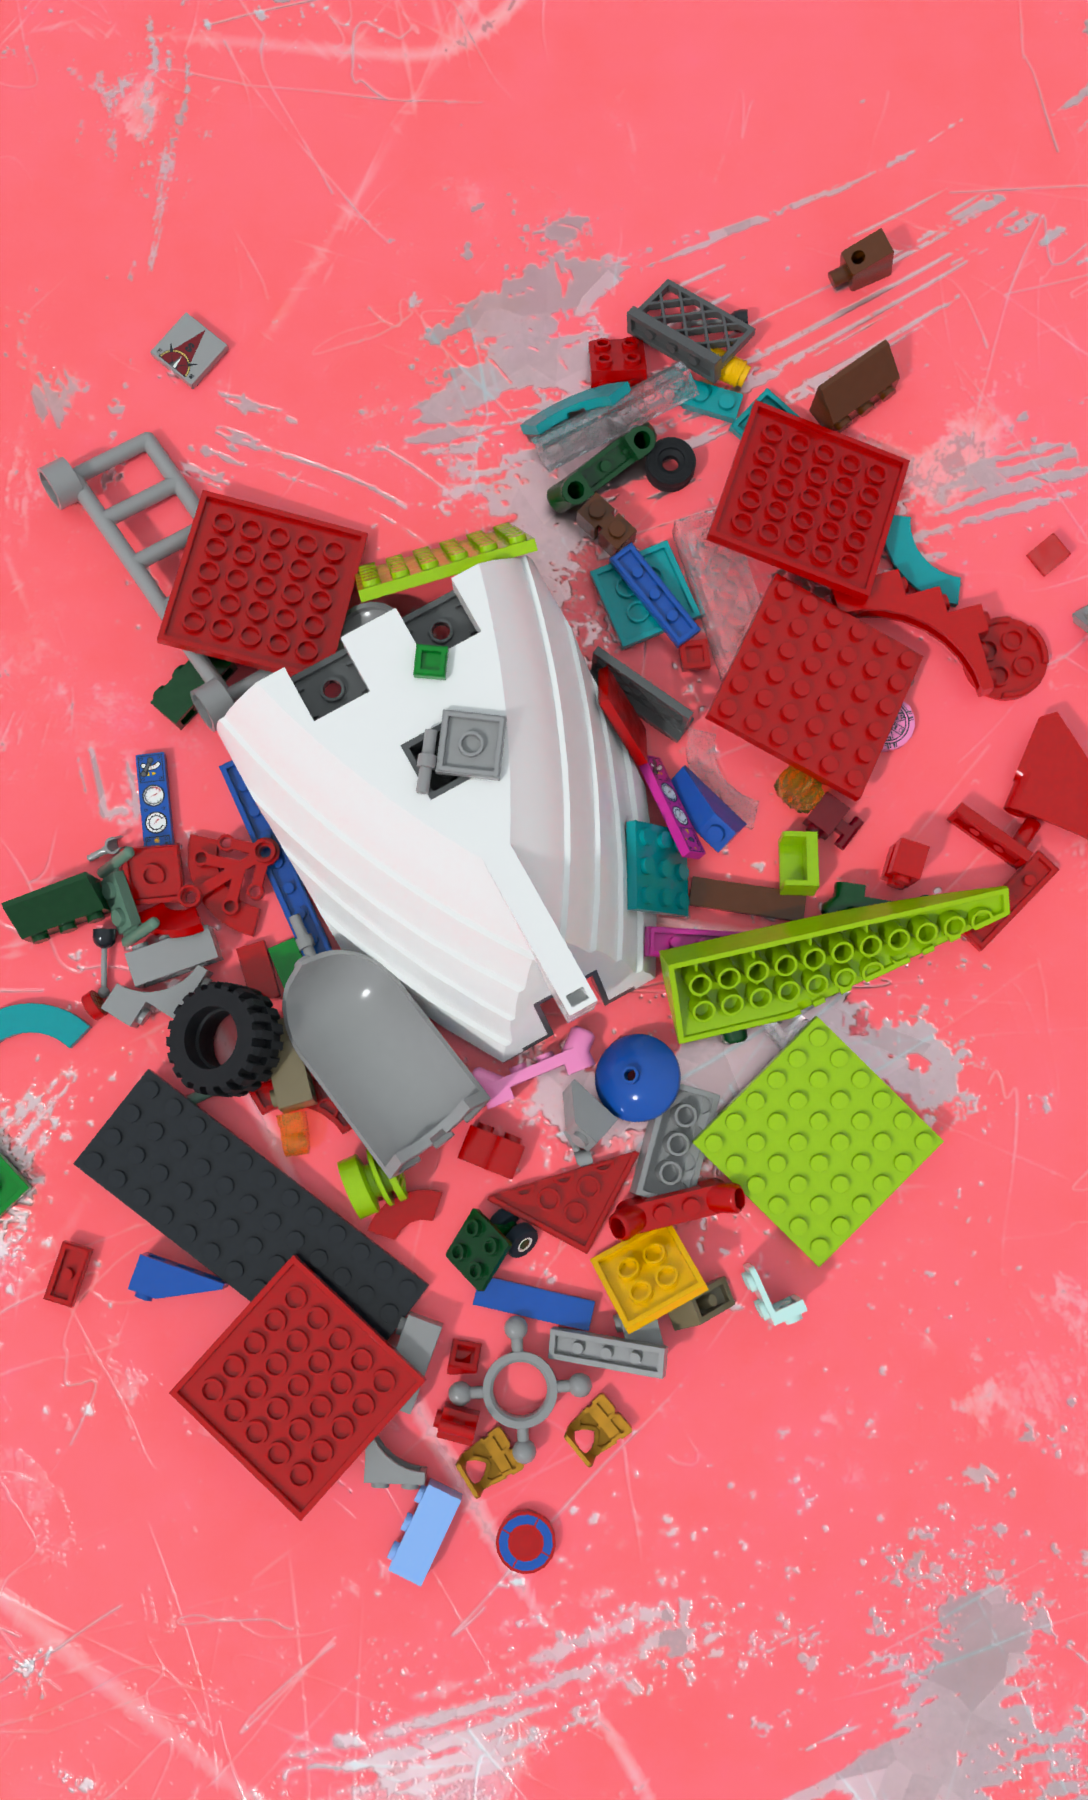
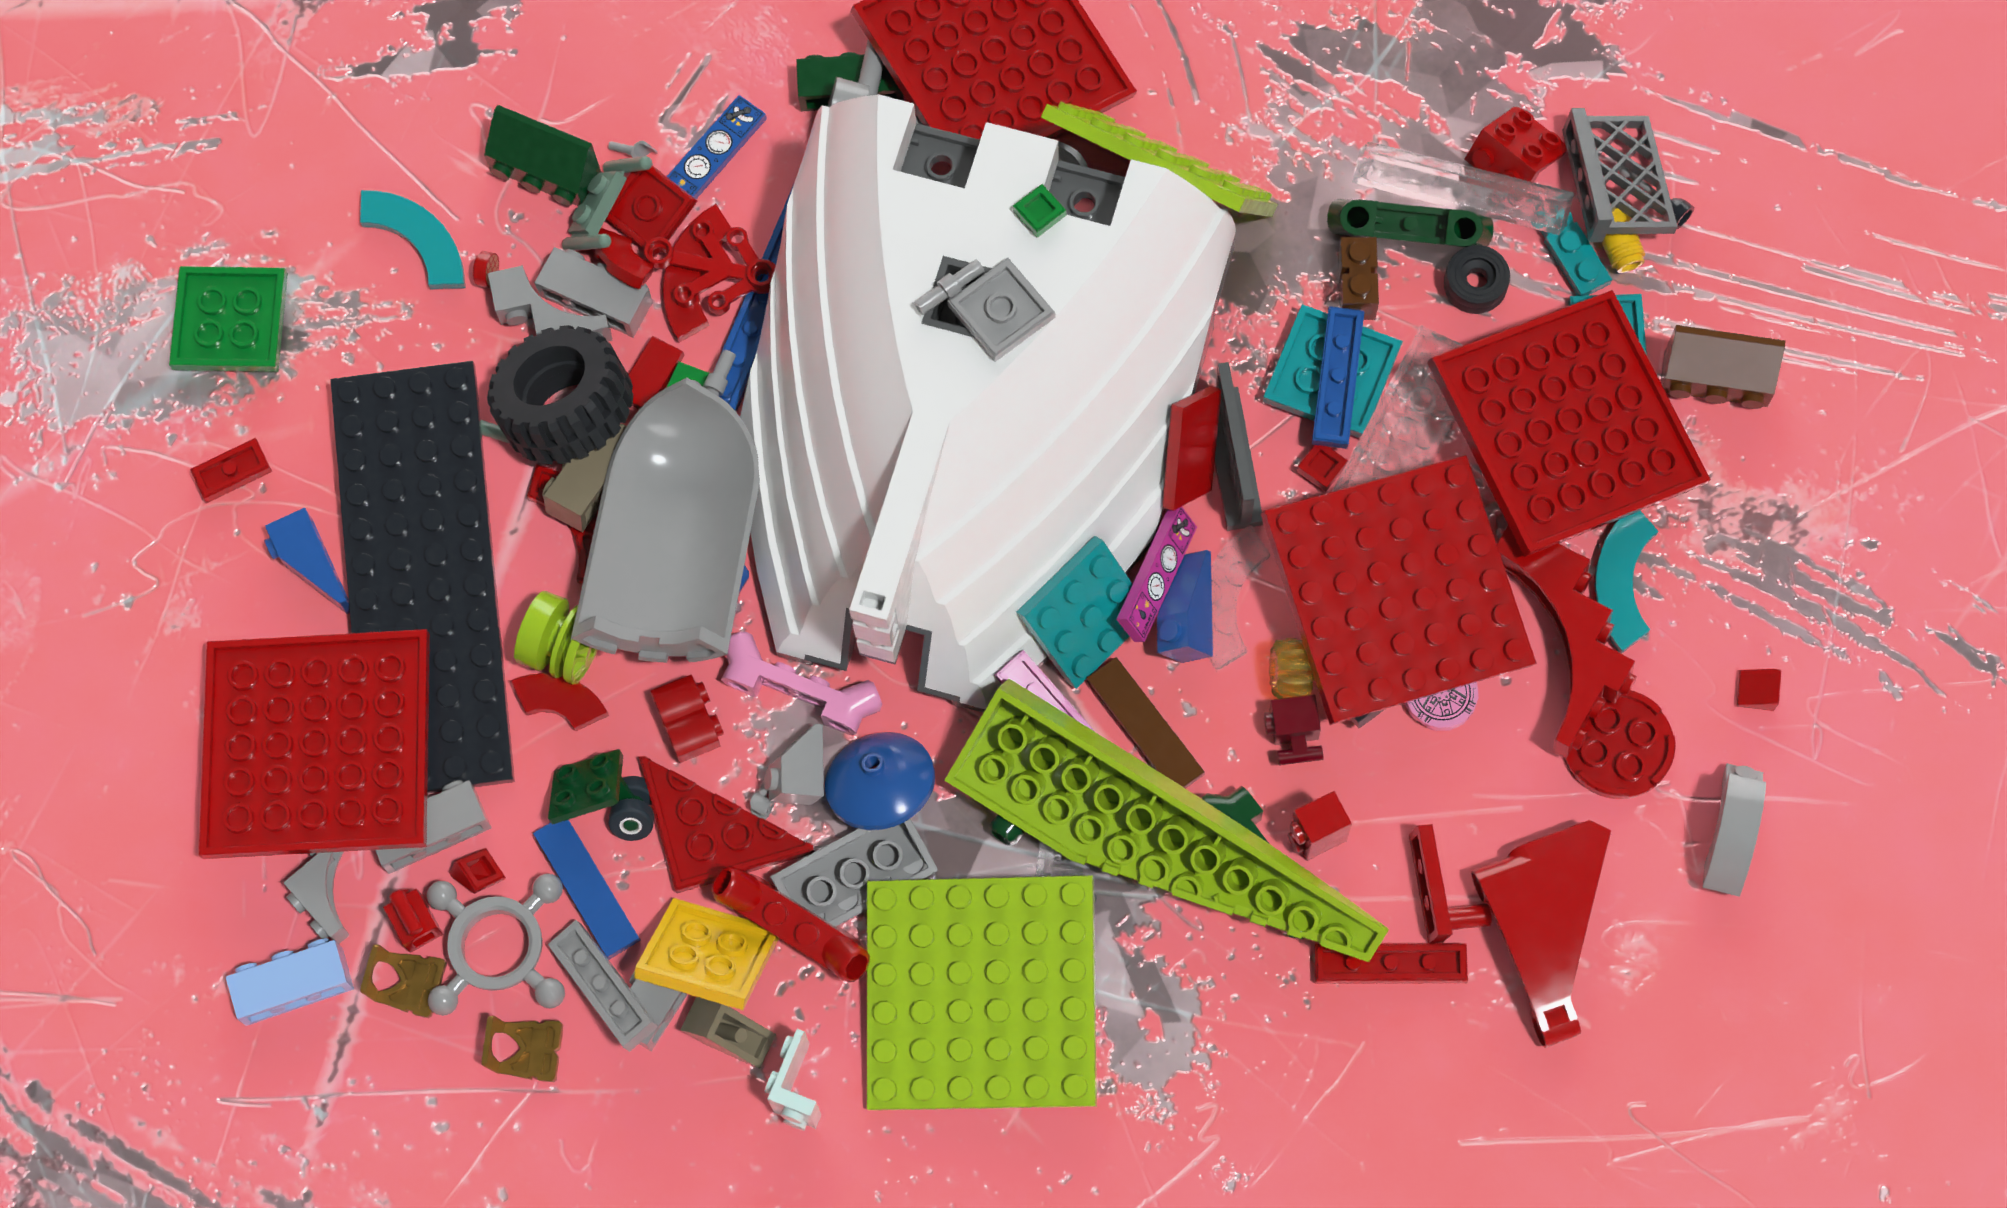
camera: 50 degrees right, 10 degrees down
(104, 939) = (551, 223): hinge -> none
(294, 1133) = (537, 537): leg -> none
(525, 1541) = (363, 1082): tile -> none
(589, 399) = (1457, 153): teal tile -> none
(798, 863) = (1224, 736): lime panel -> none
(864, 262) = (1849, 262): reddish brown torso -> none

